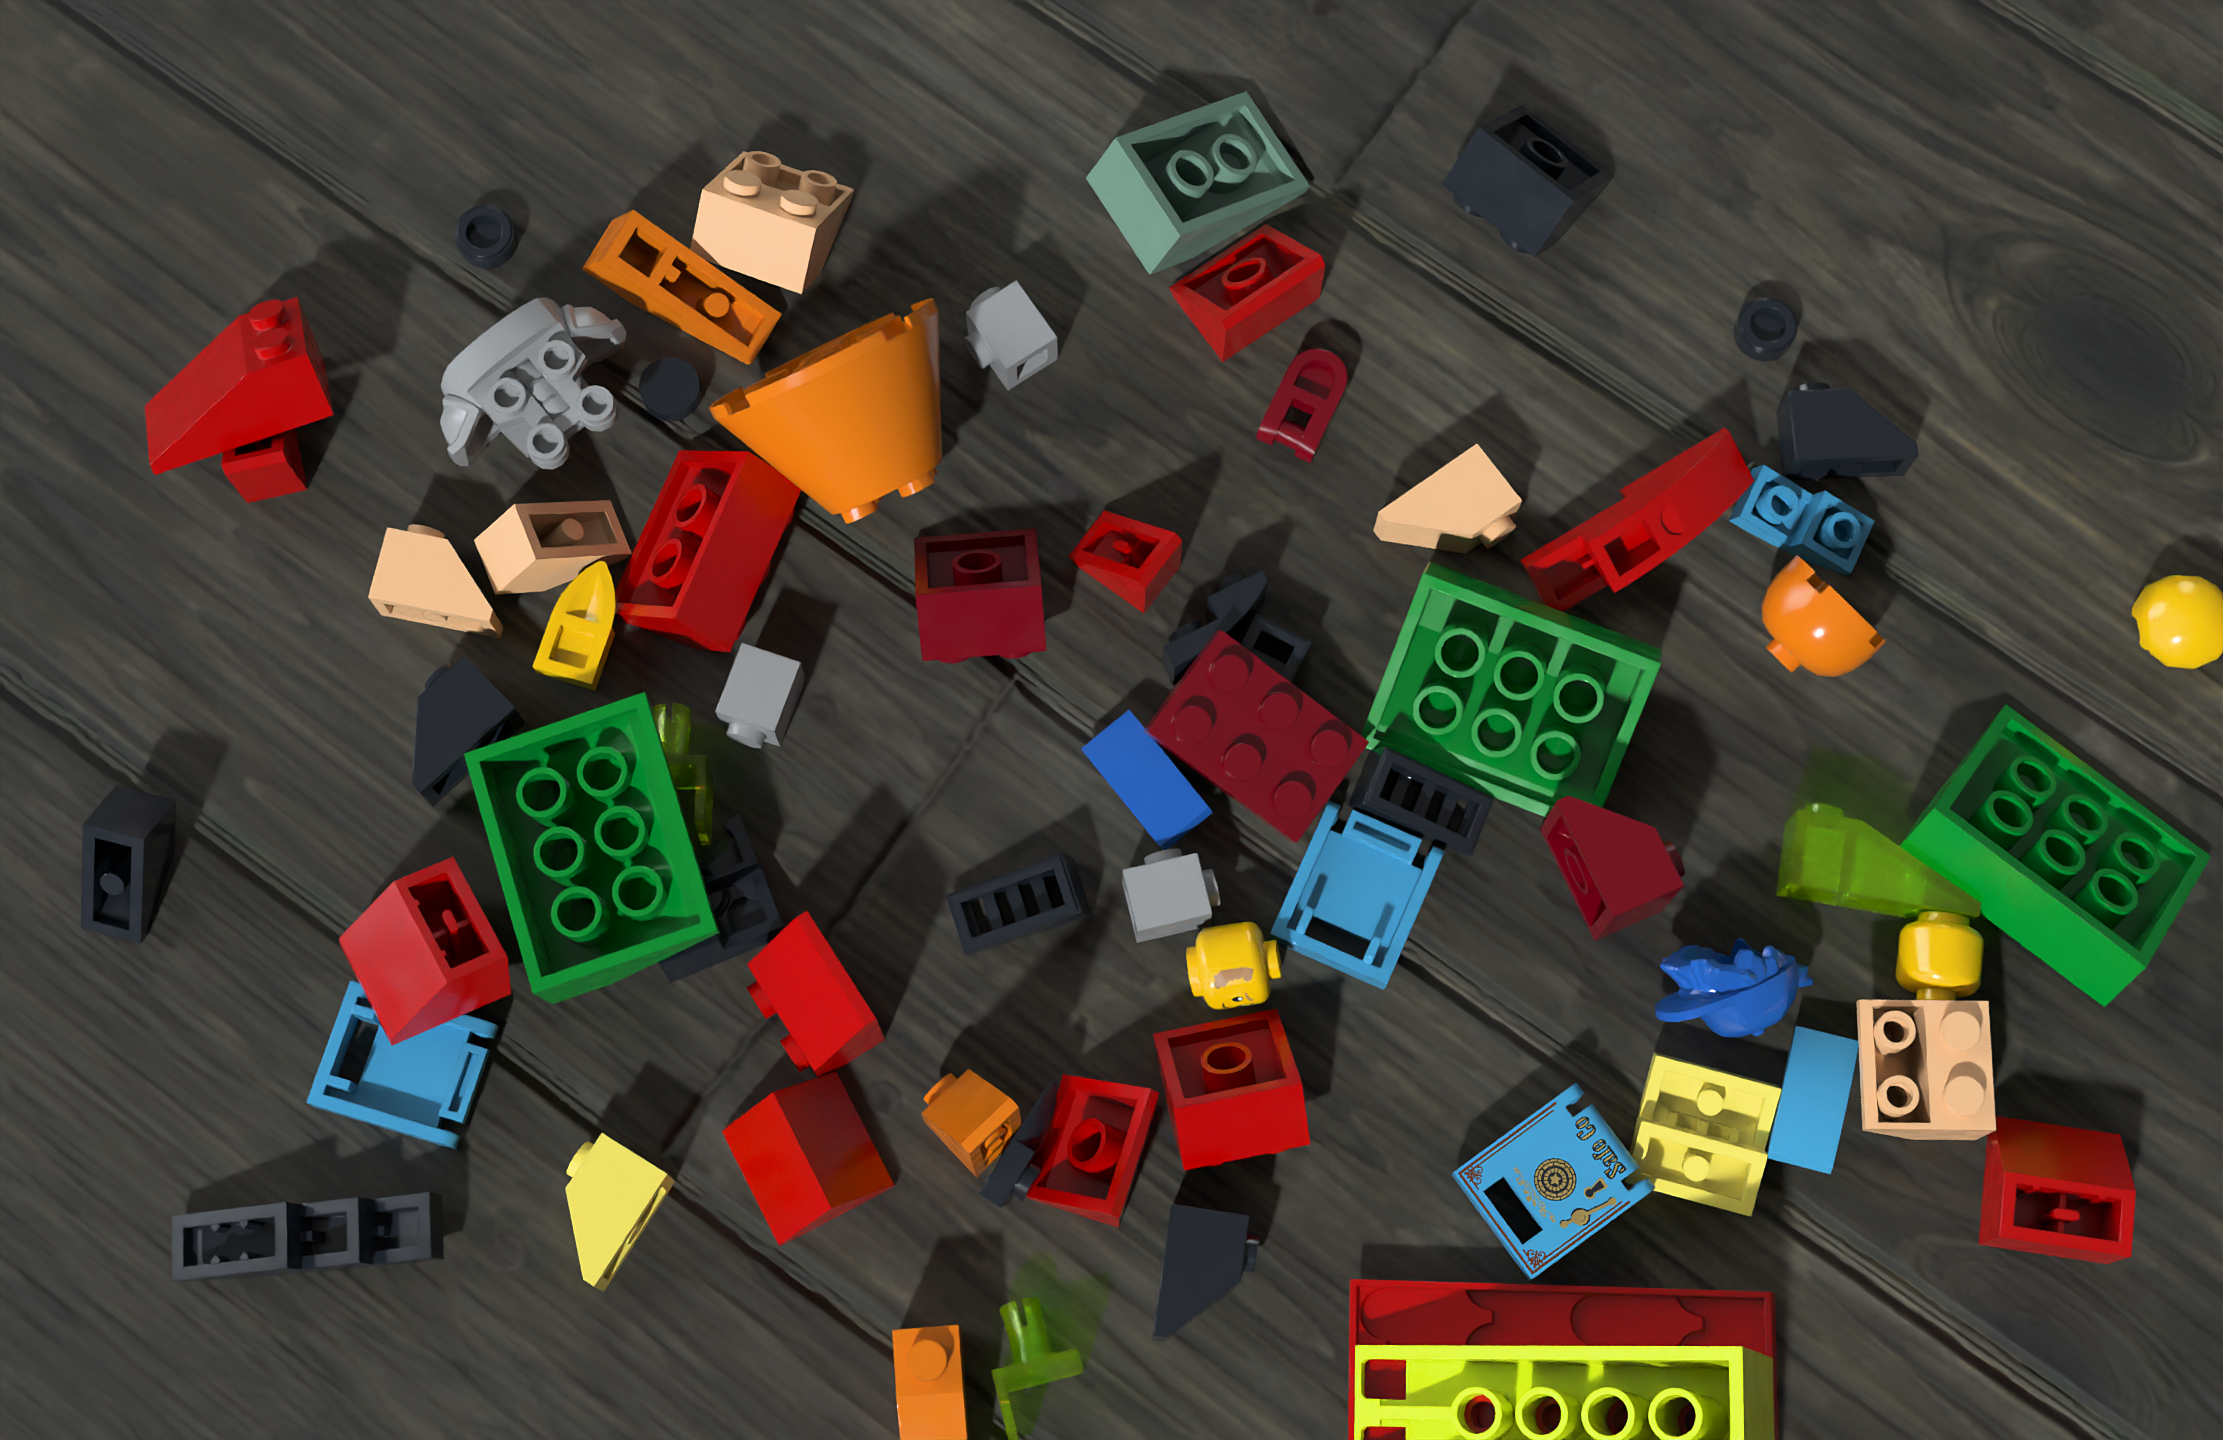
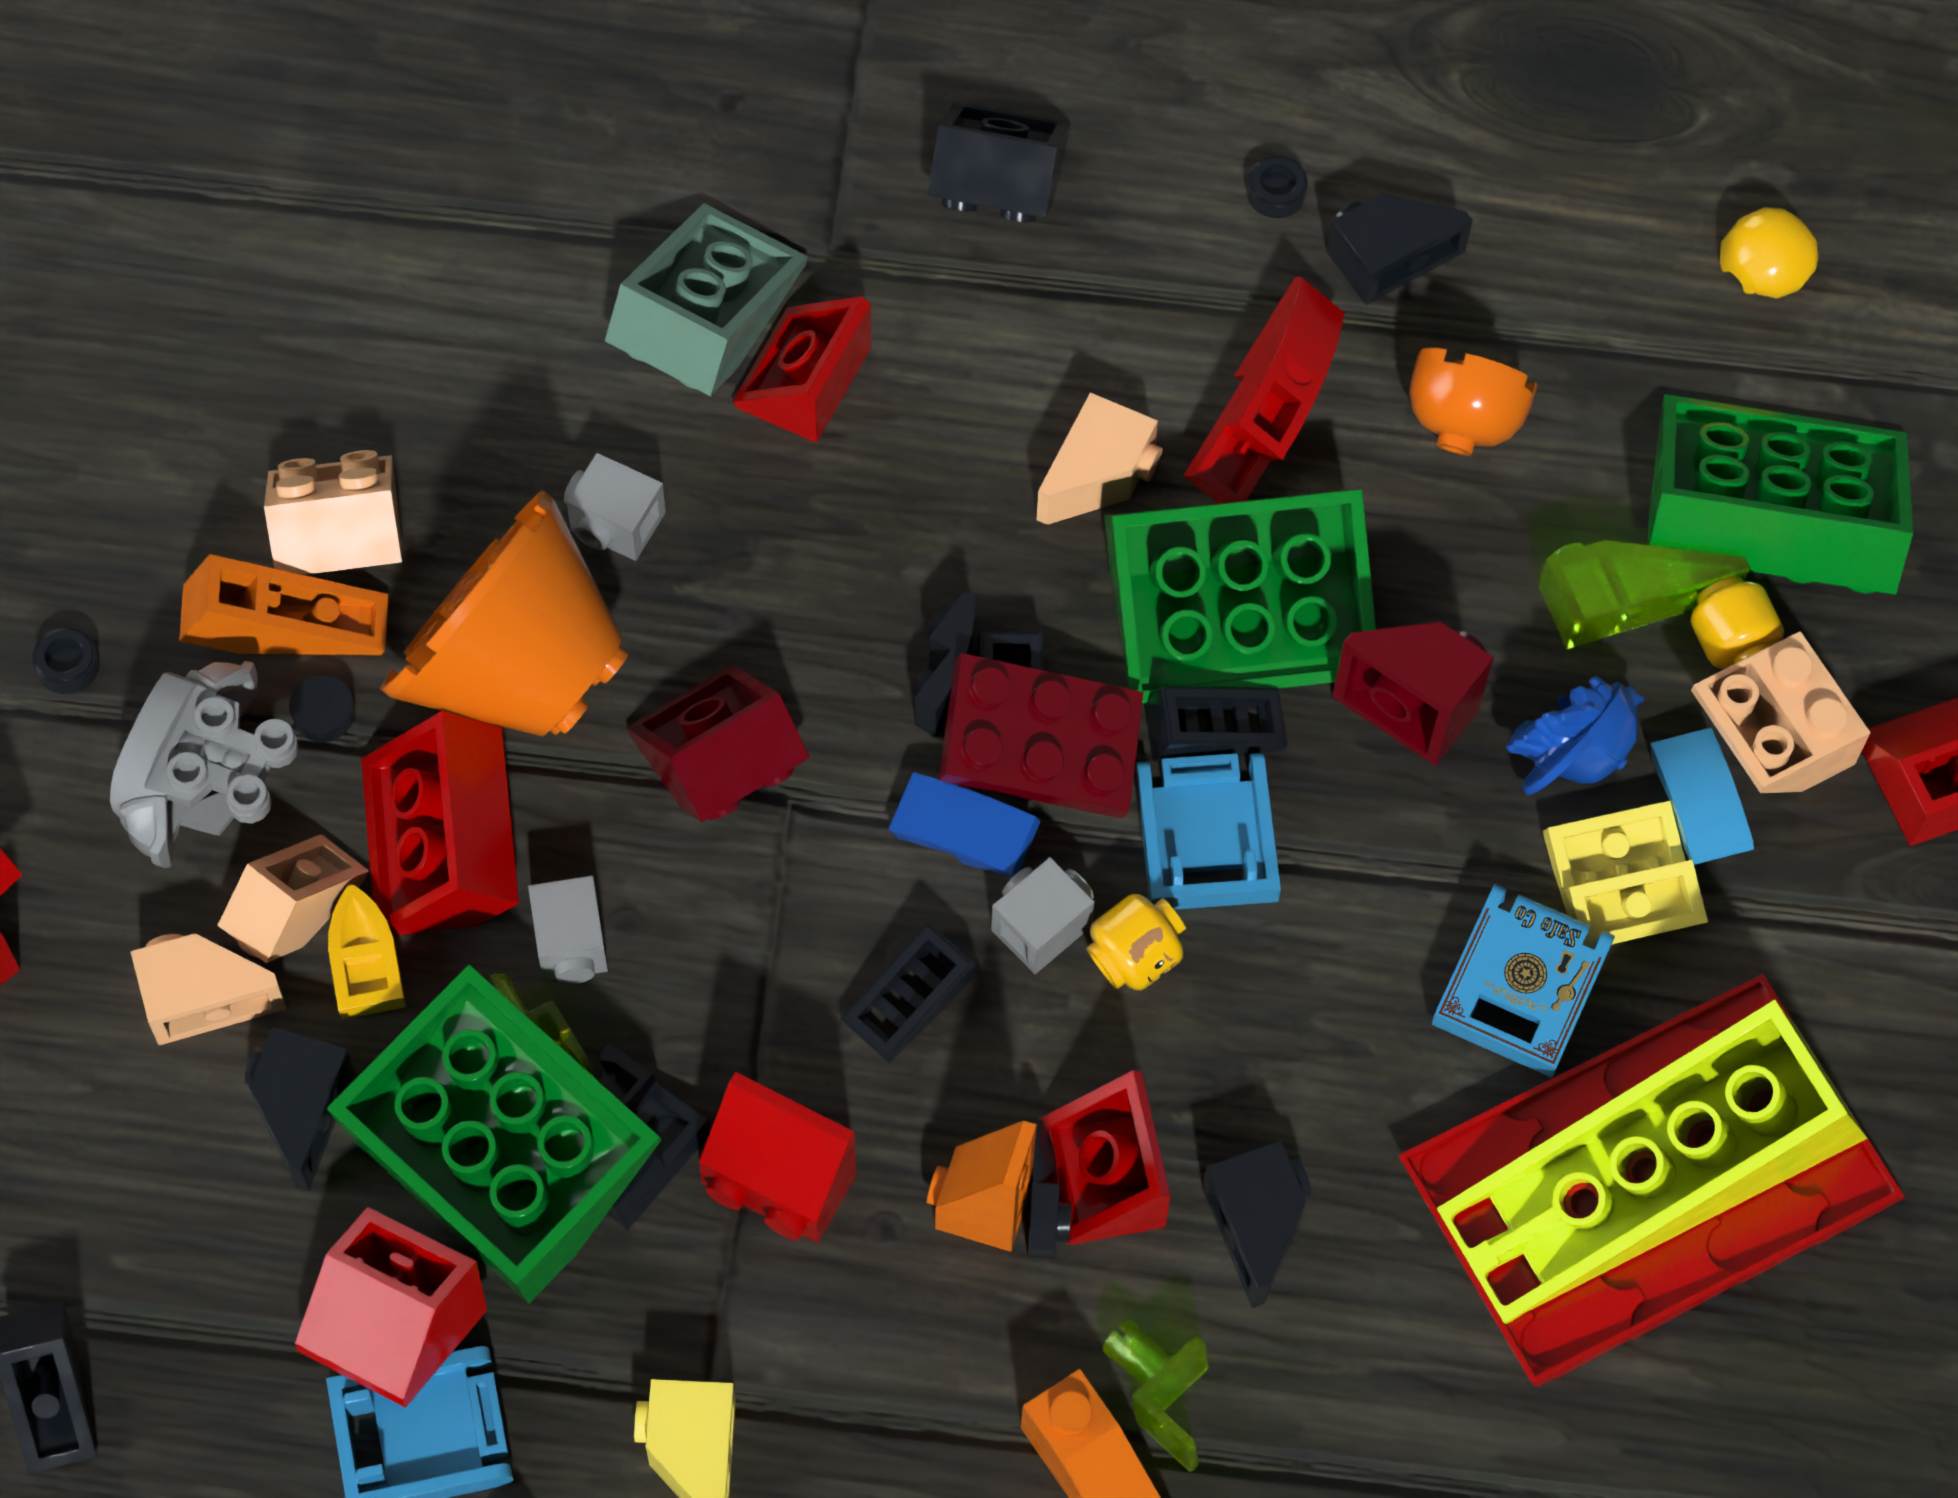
camera: 30 degrees left, 10 degrees down
(806, 1156) = (845, 1313): red slope -> none
(1129, 557) = (834, 643): red slope -> none
(1232, 1089) = (1200, 1048): red slope -> none
(1314, 385) = (915, 420): dark red plate -> none
(1801, 523) = (1398, 330): dark azure slope -> none

